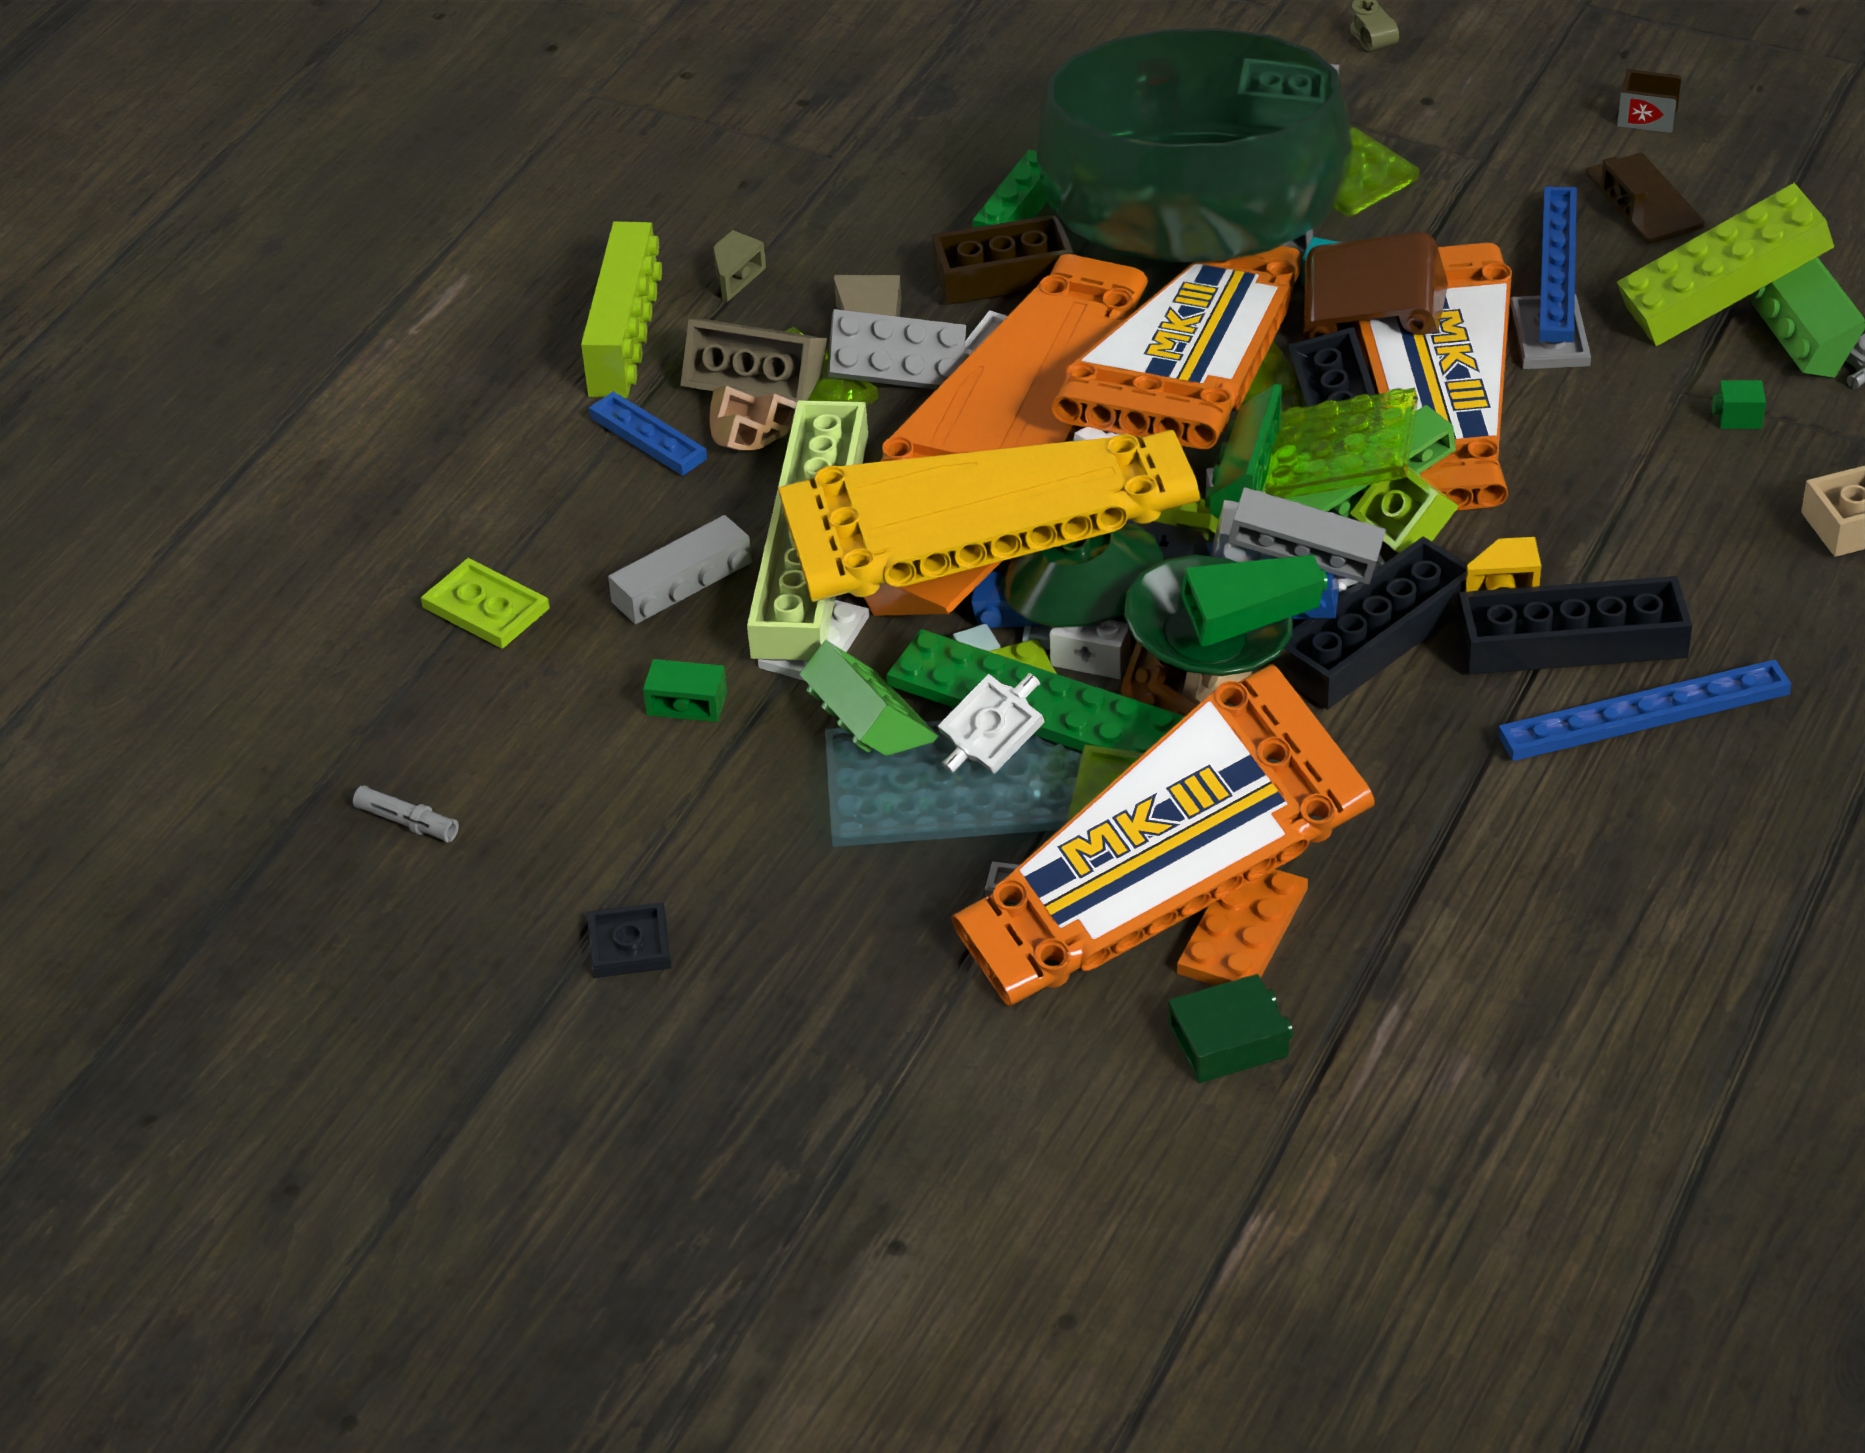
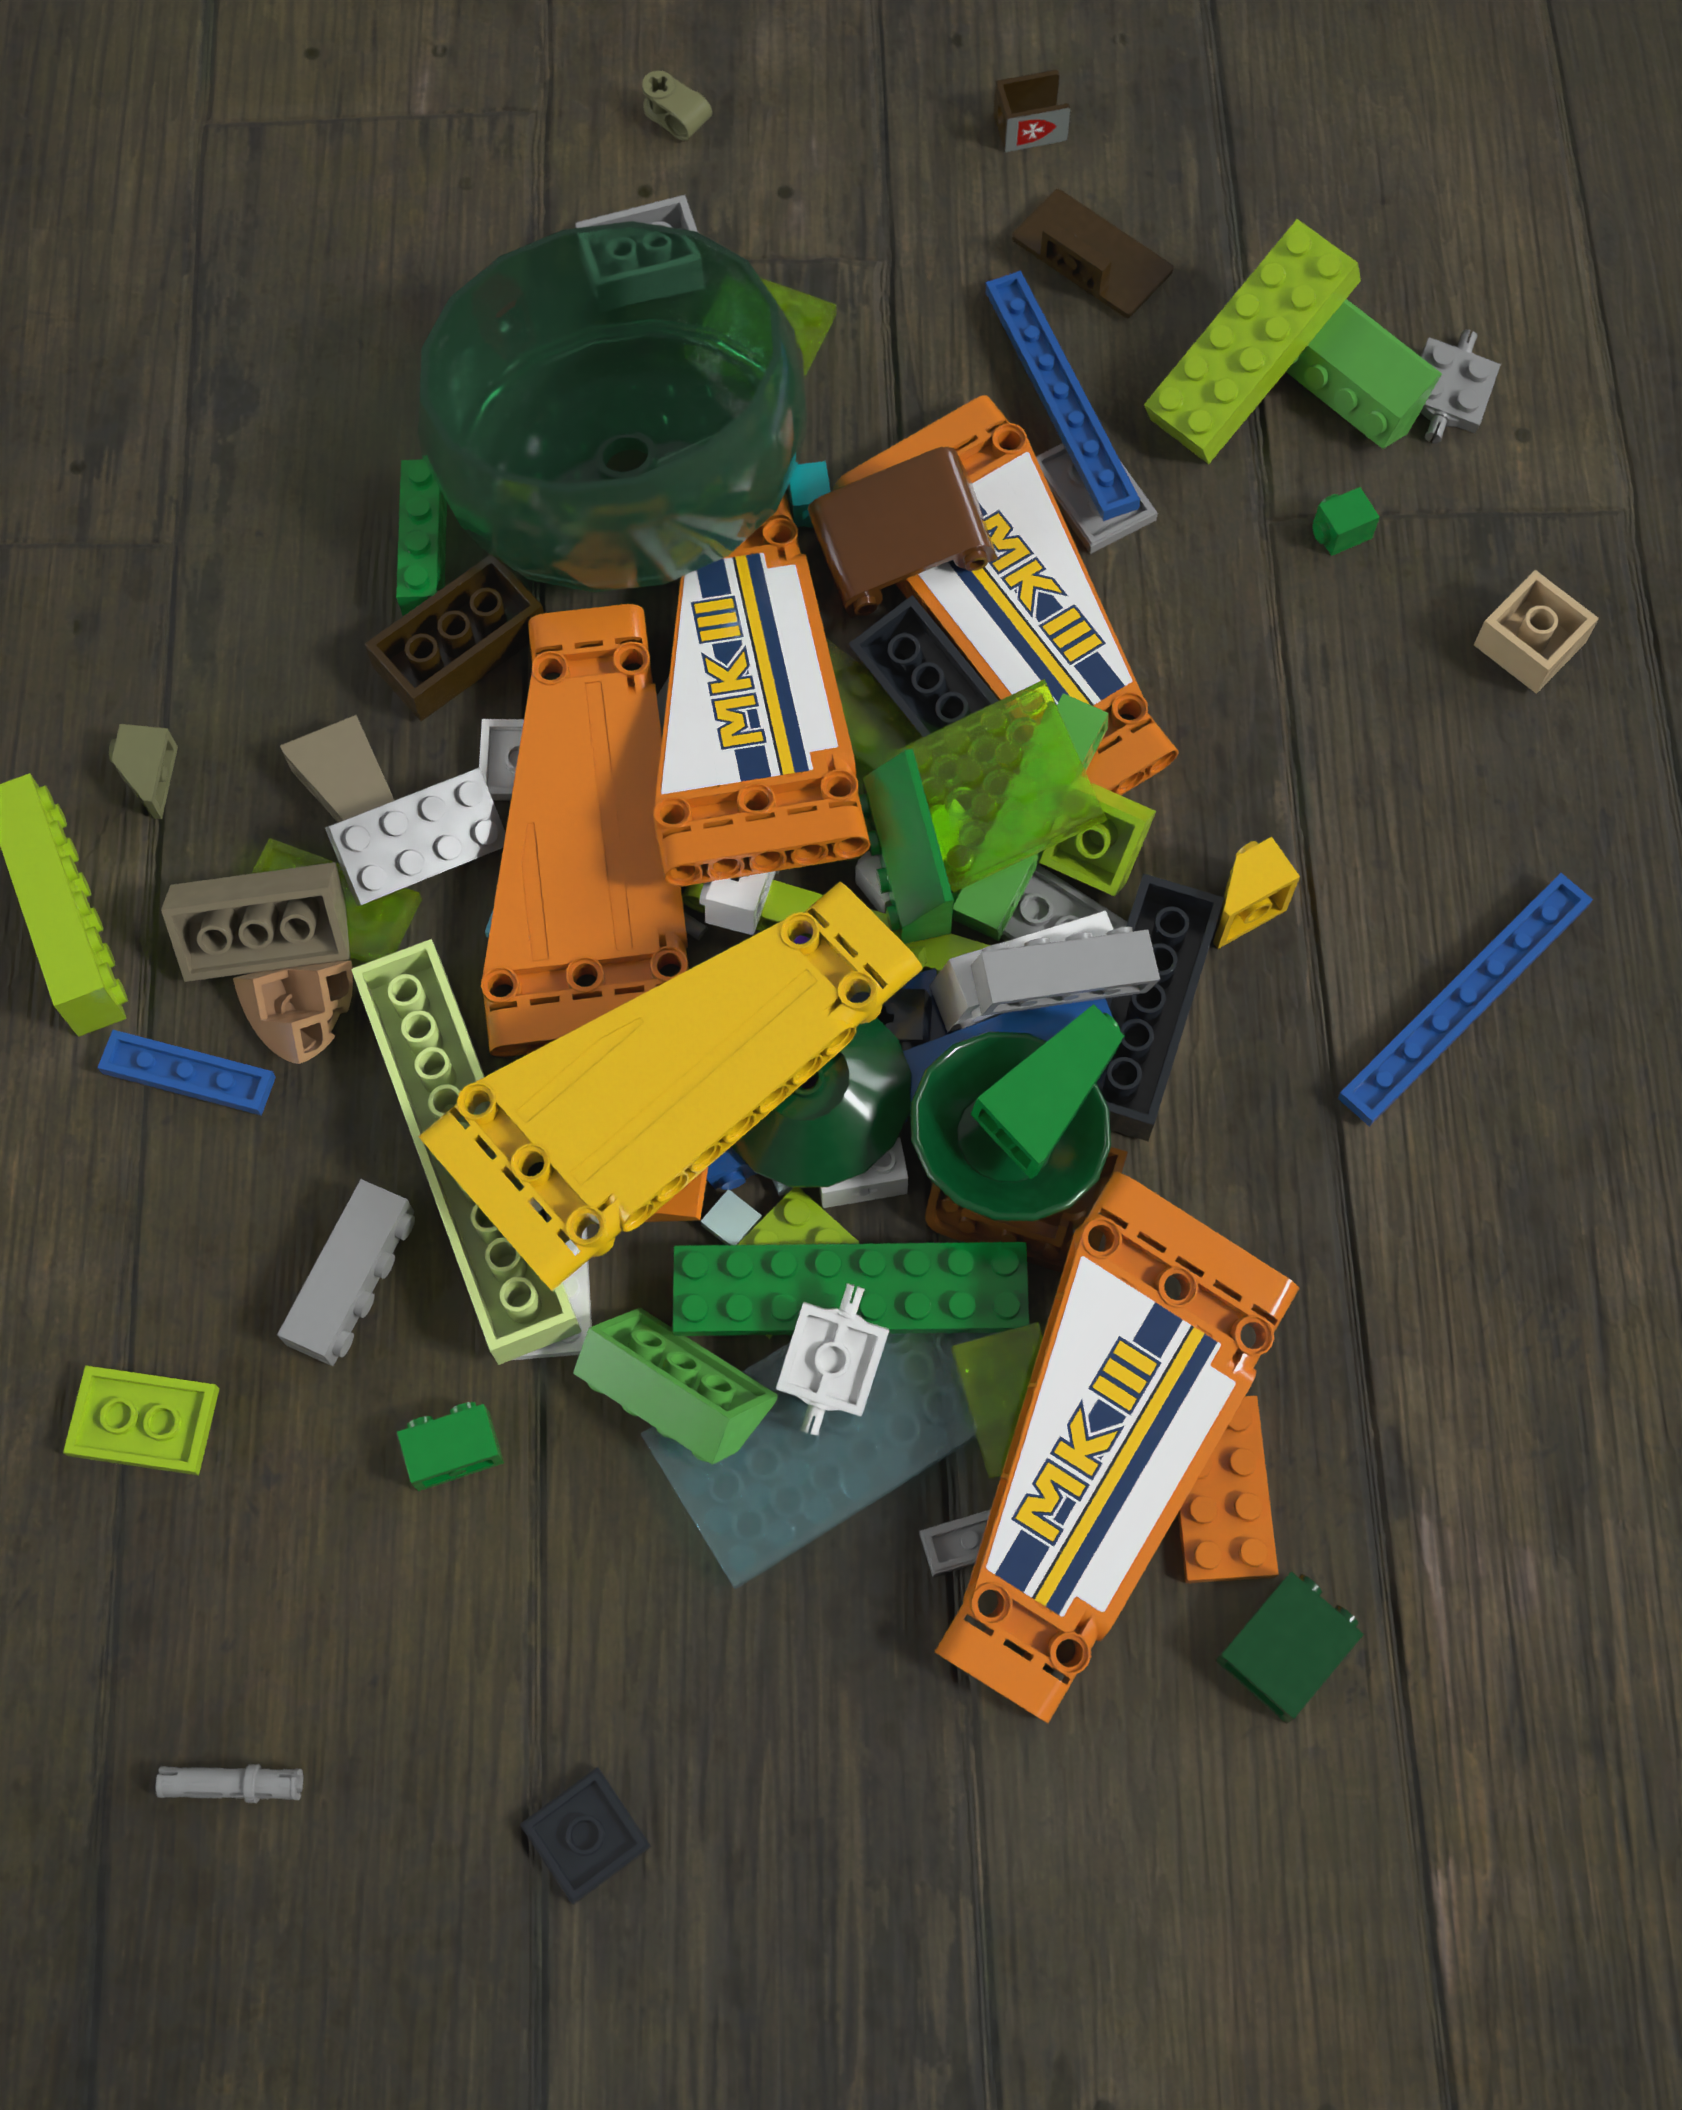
camera: 30 degrees left, 25 degrees up
(1573, 625) = (1345, 919): black brick -> none

